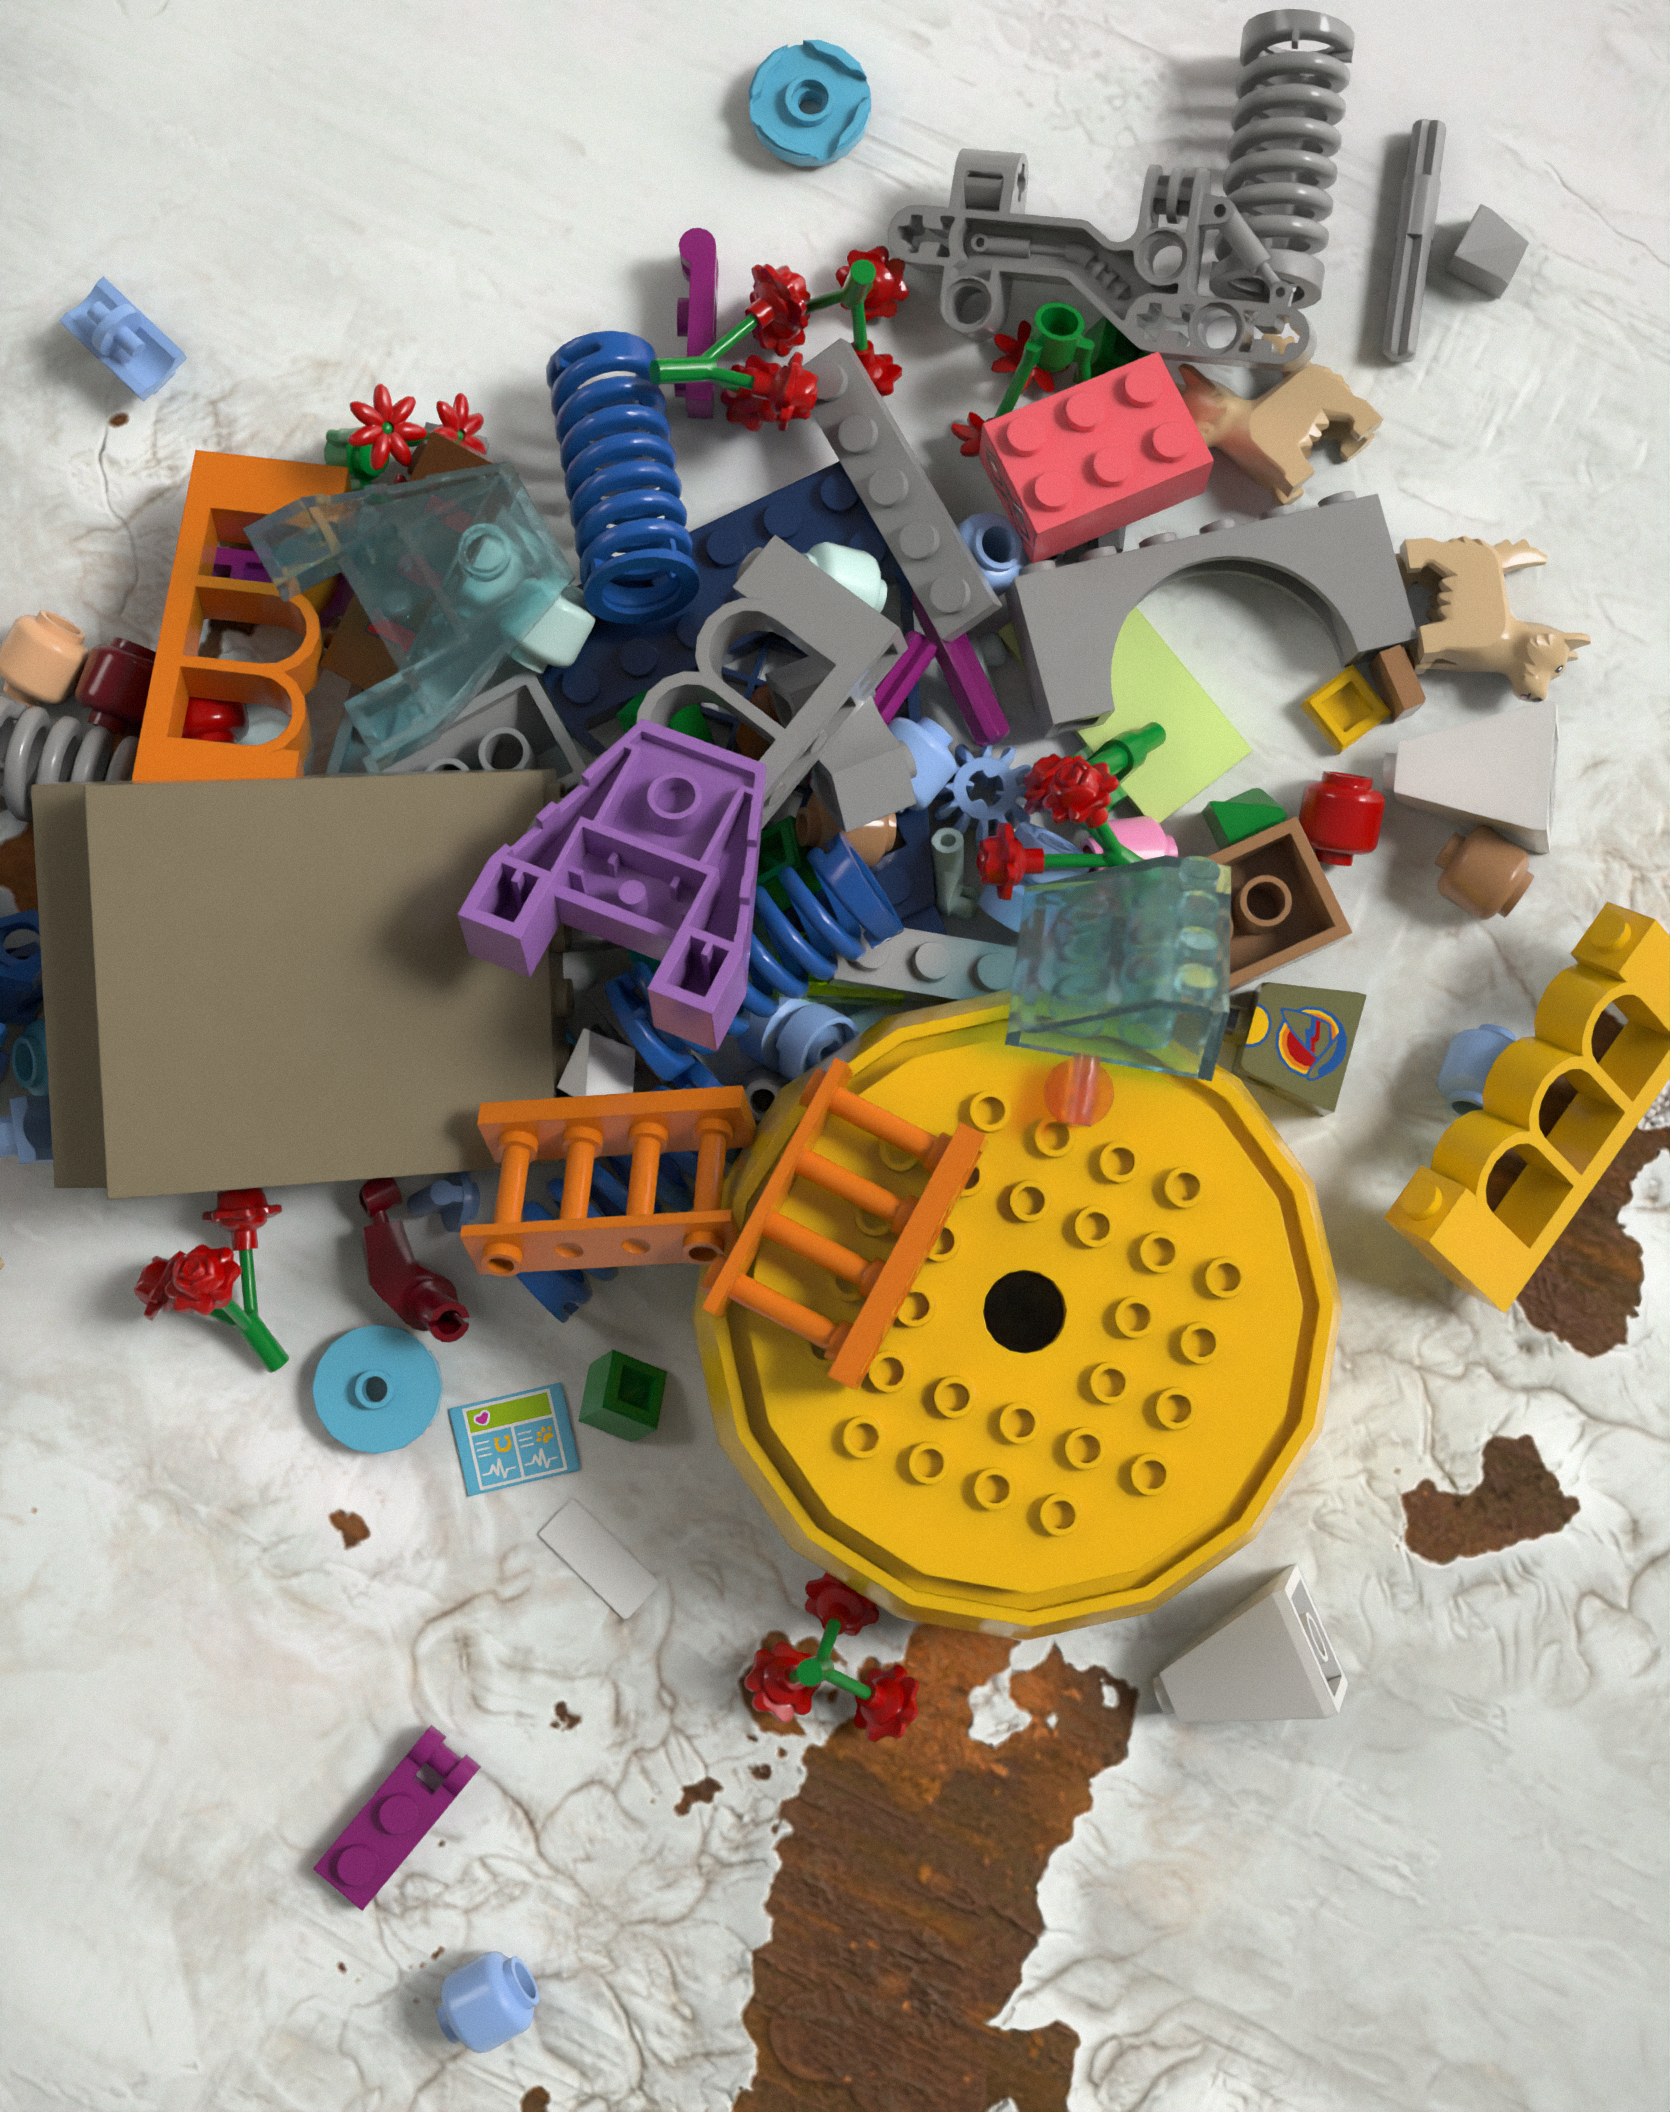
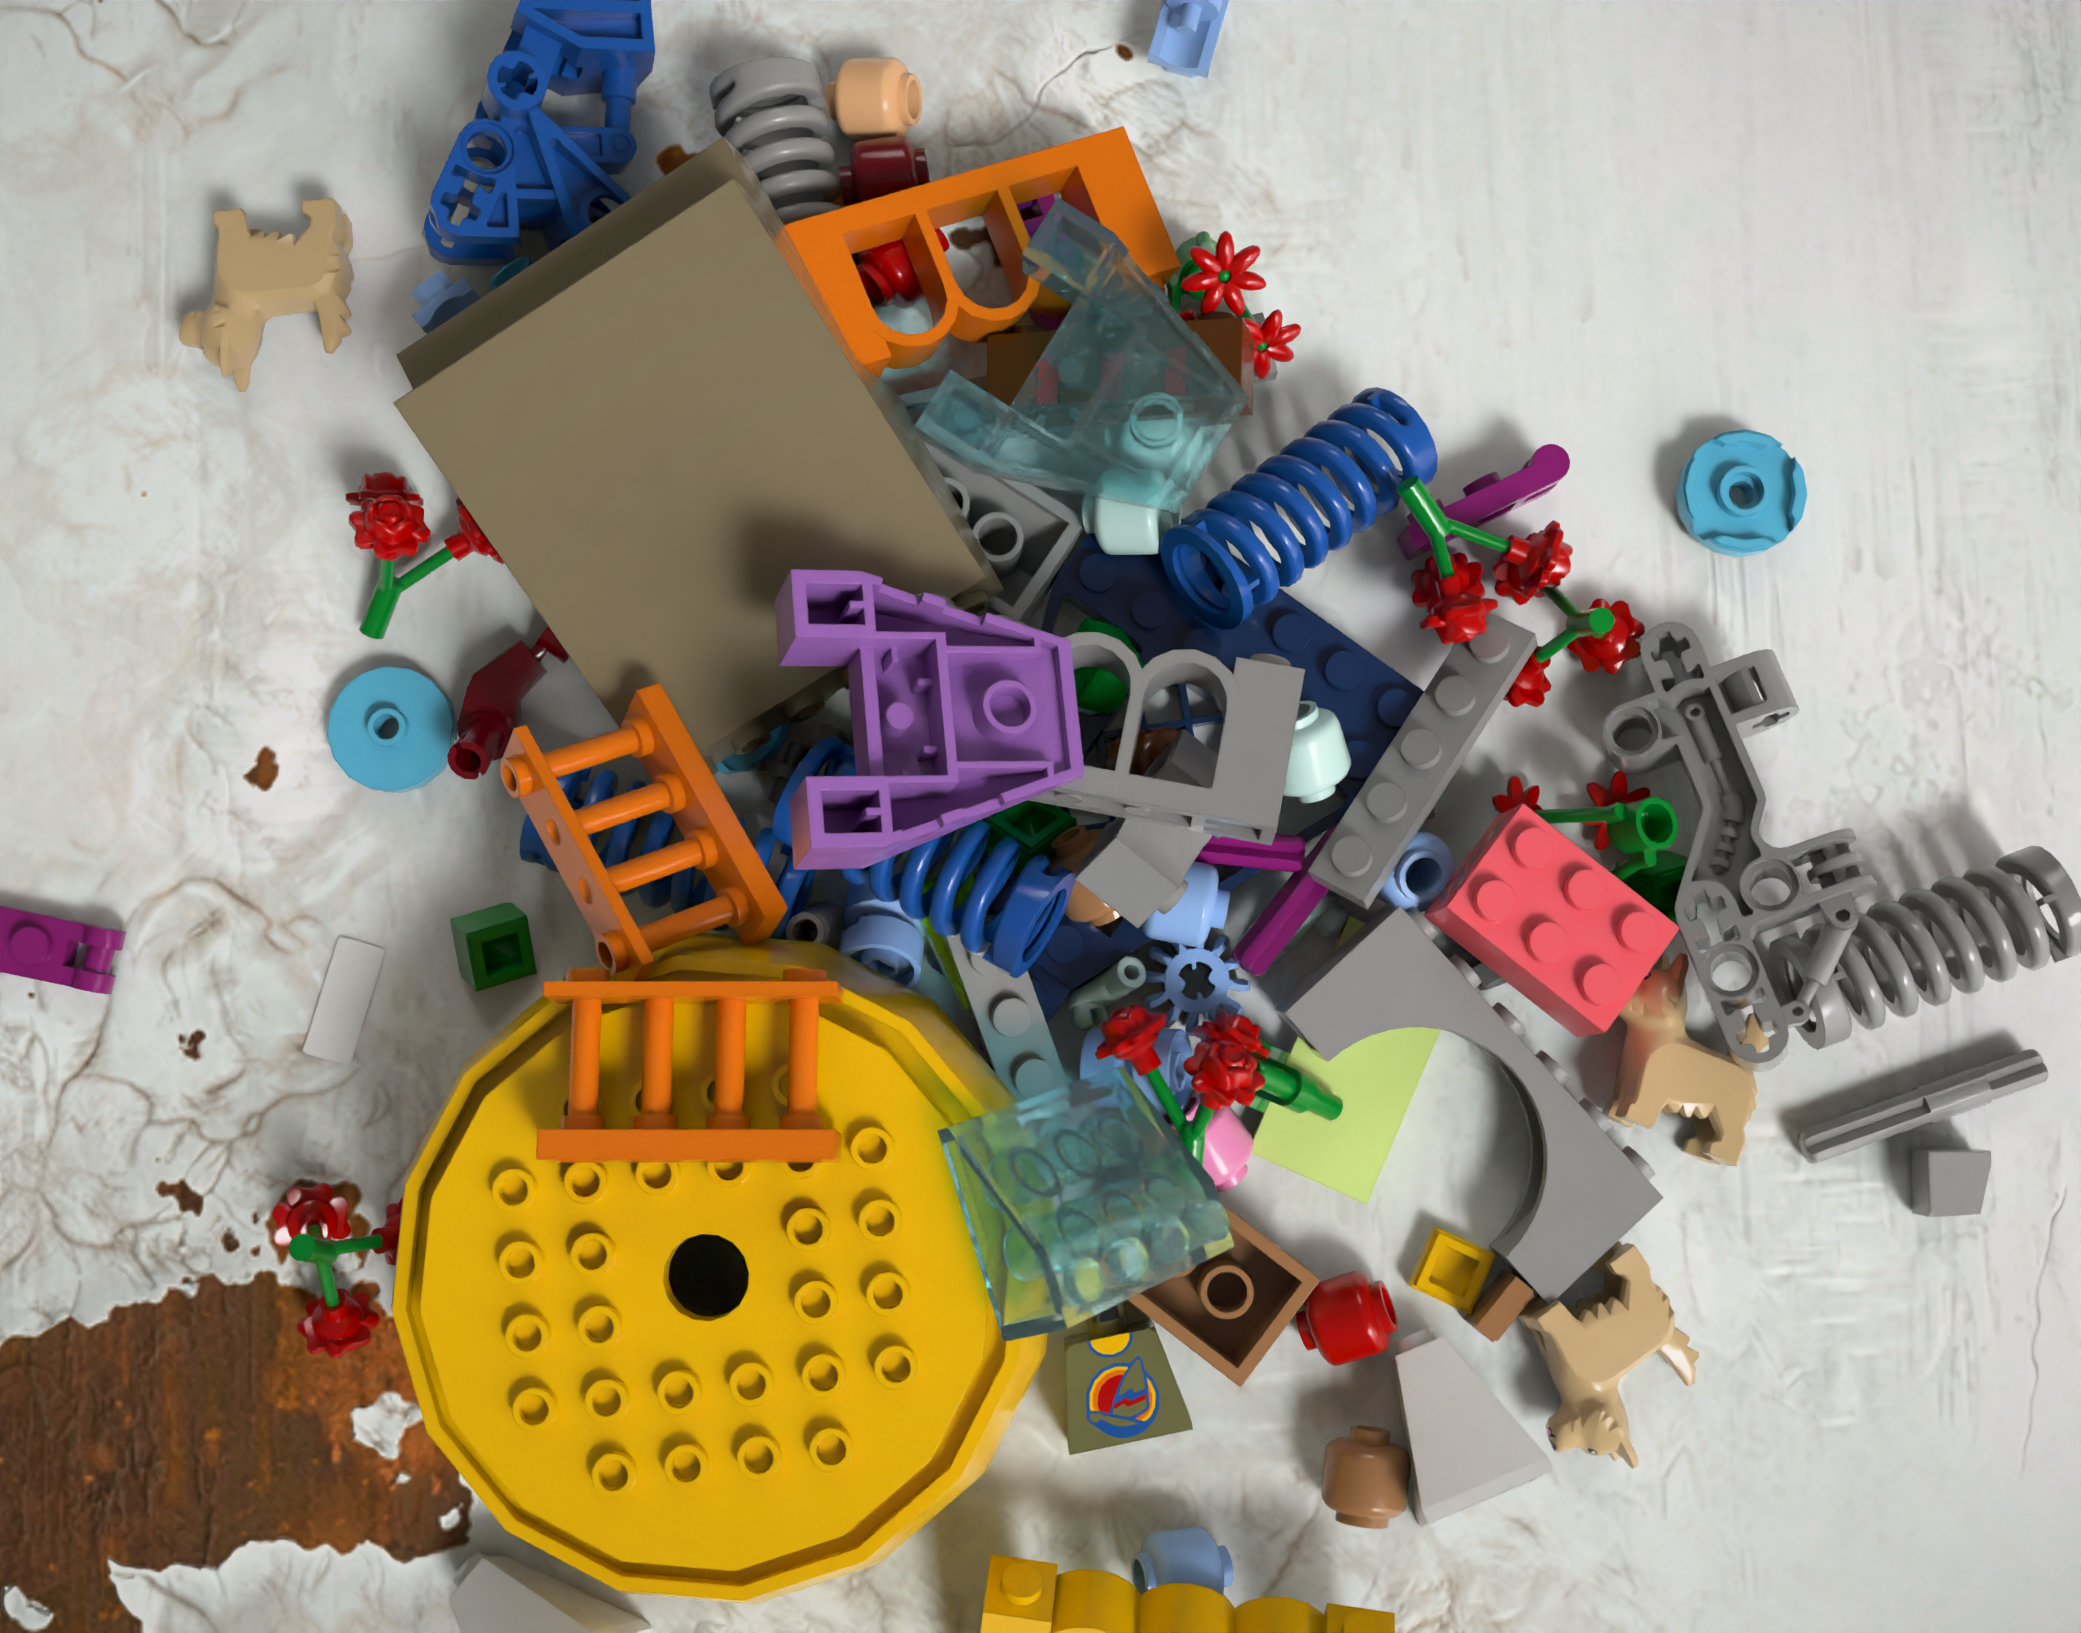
camera: 65 degrees right, 0 degrees up
(453, 1198) = (587, 710): medium blue plate -> none
(514, 1439) = (411, 871): sticker -> none
(598, 1067) = (752, 774): white slope -> none
(1079, 1091) = (928, 1223): clear orange plate -> none
(1242, 817) = (1300, 1228): green slope -> none

